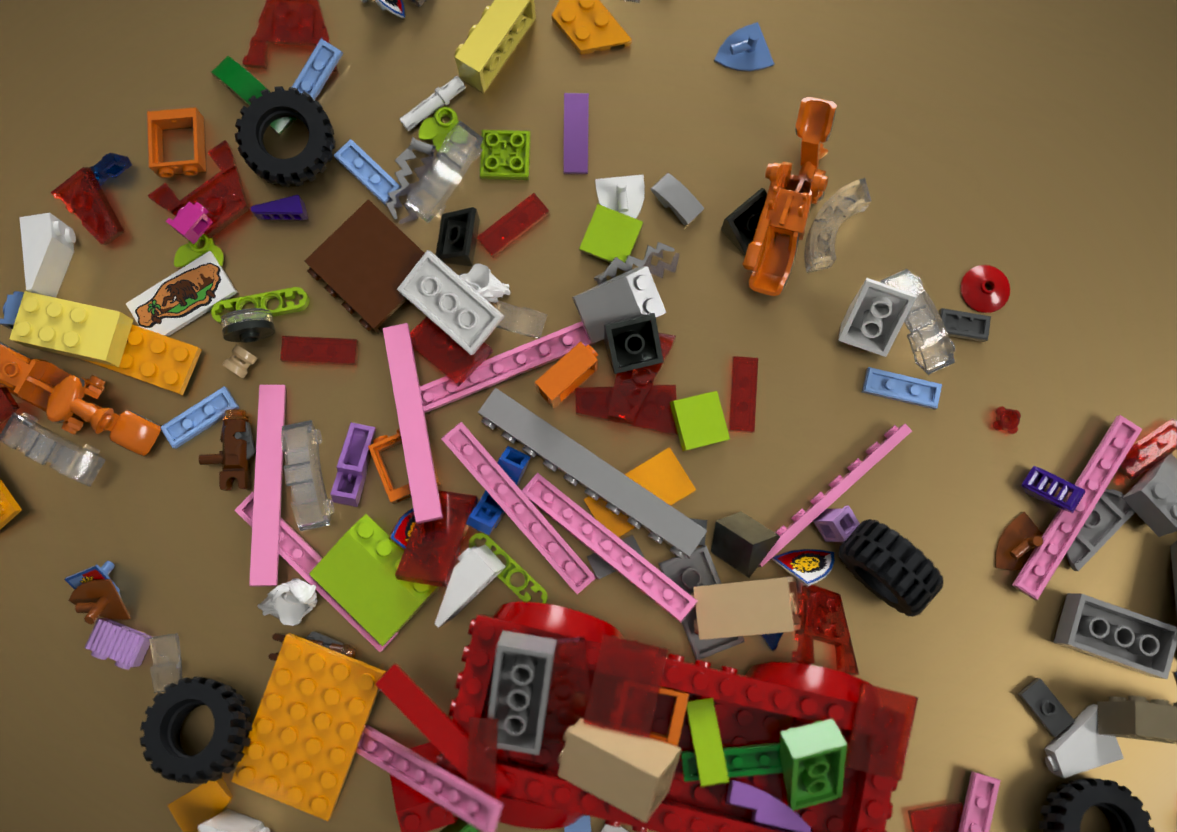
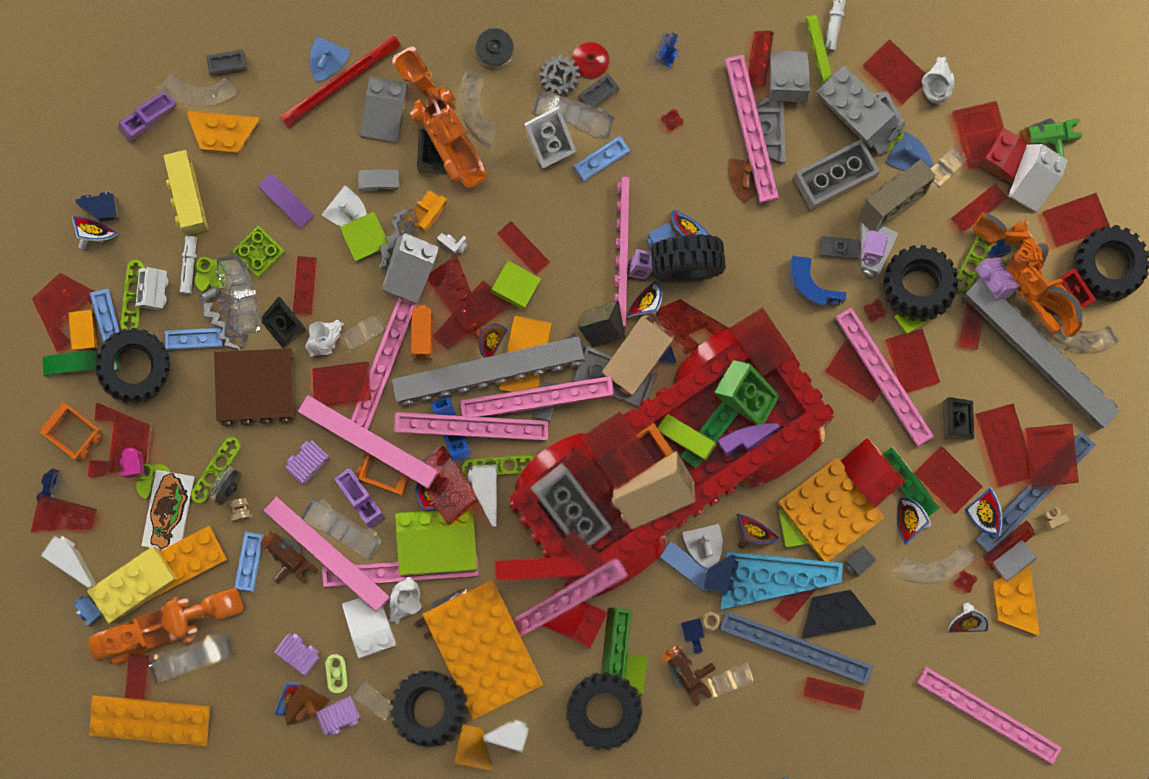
camera: 50 degrees left, 0 degrees up
(146, 546) = (297, 654): none -> lavender brick
(161, 601) = (335, 674): none -> yellowish green plate
(227, 597) = (368, 628): none -> white slope
(282, 65) = (83, 330): none -> light orange panel
(282, 209) = (171, 406): dark purple slope -> none
(319, 350) = (274, 460): clear red tile -> none
(343, 382) = (306, 462): none -> lavender brick
(360, 86) = (130, 296): none -> lime beam
(378, 90) = (151, 288): none -> white brick
(450, 302) = (320, 359): white tile -> none
(623, 445) = (490, 338): none -> shield
(633, 343) = (439, 281): pearl dark grey slope -> none
(681, 318) = (449, 244): none -> white bracket
(693, 272) = (428, 210): none -> light orange panel
(736, 79) = (340, 80): none -> red piece
(749, 142) = (383, 109): none -> light grey slope
(884, 514) = (660, 233): none -> medium blue brick
(907, 188) = (494, 48): none -> pearl dark grey piece
(918, 531) = (686, 225): none -> shield
(954, 272) = (567, 72): none -> light grey gear
(974, 712) = (806, 287): none -> blue arch
(1026, 809) = (877, 304): none -> clear red plate
(1038, 480) = (718, 133): dark purple slope -> none
(1068, 351) = (666, 51): none -> clear blue plate
(1089, 752) = (874, 247): none -> lavender brick

